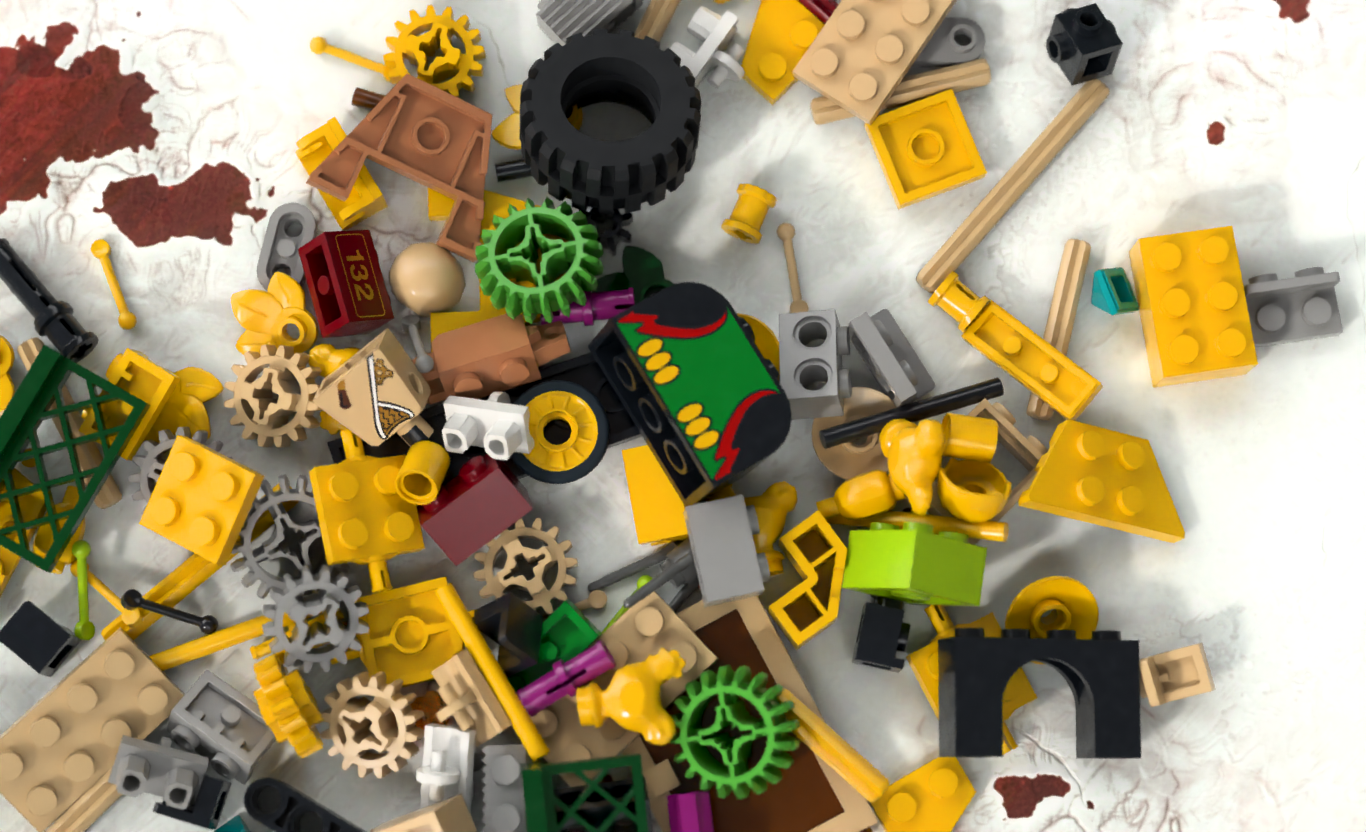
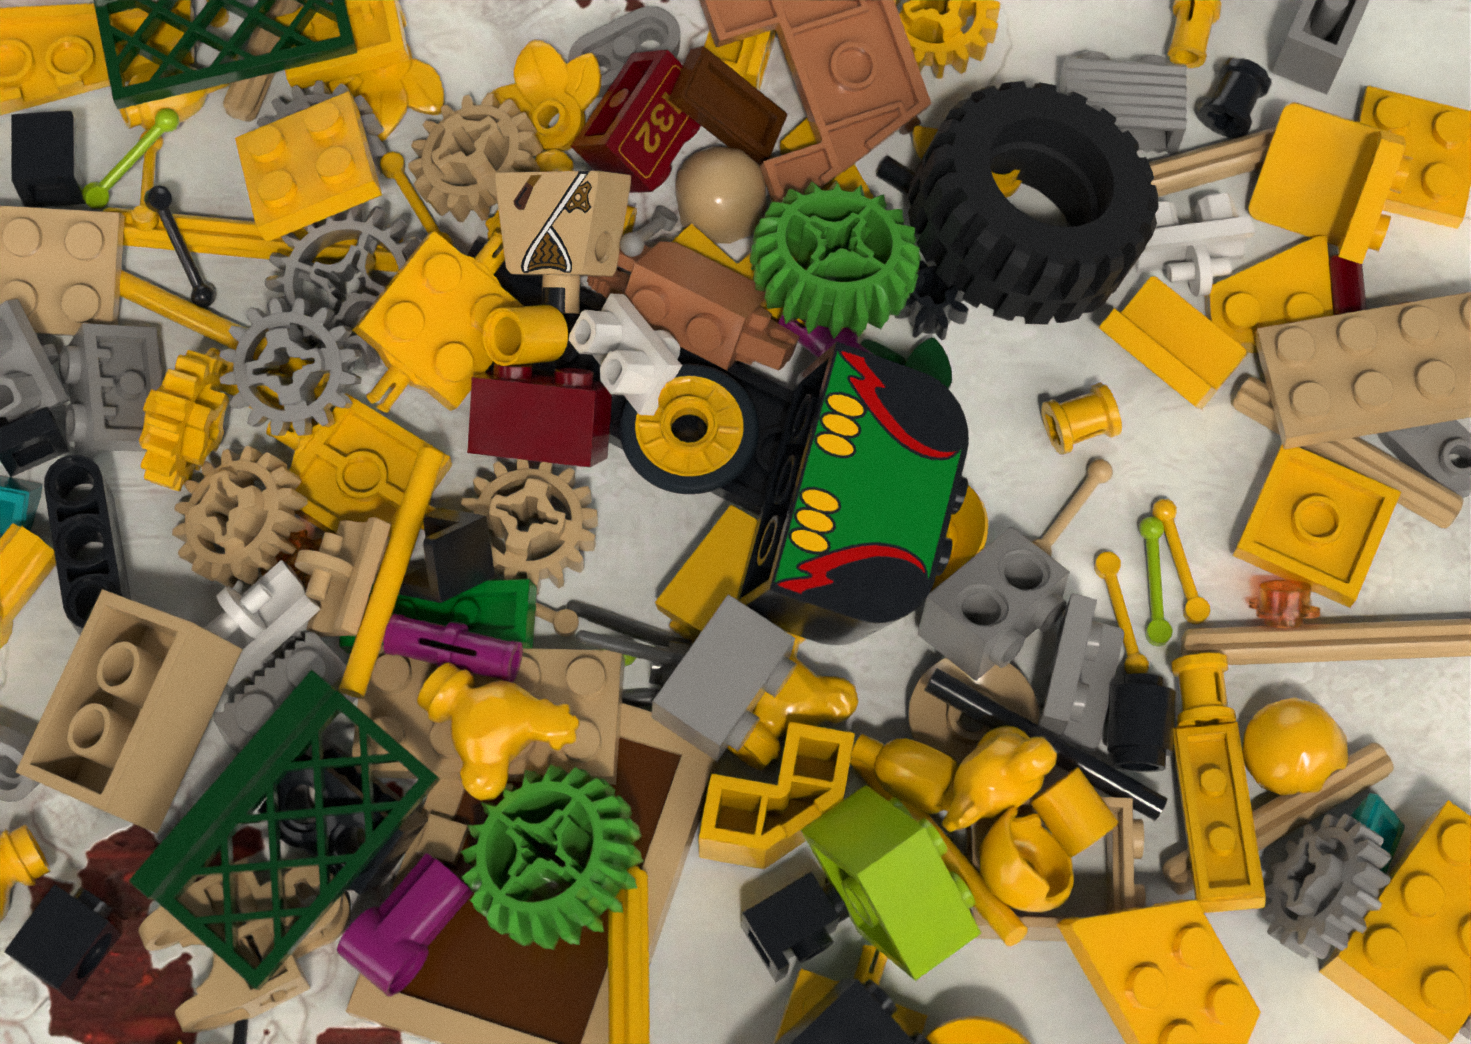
camera: 45 degrees right, 10 degrees down
(230, 445) = (393, 167): none -> yellow hinge
(382, 226) = (727, 105): none -> reddish brown tile
(754, 121) = (1175, 342): none -> yellow panel
(841, 280) = (1107, 568): none -> yellow hinge
(901, 289) = (1159, 630): none -> lime hinge
(908, 257) = (1196, 608): none -> yellow hinge
(944, 350) = (1141, 723): none -> black brick
(951, 210) = (1284, 603): none -> clear orange plate
(1032, 285) = (1293, 747): none -> yellow hair
(1122, 345) = (1326, 886): none -> light grey gear

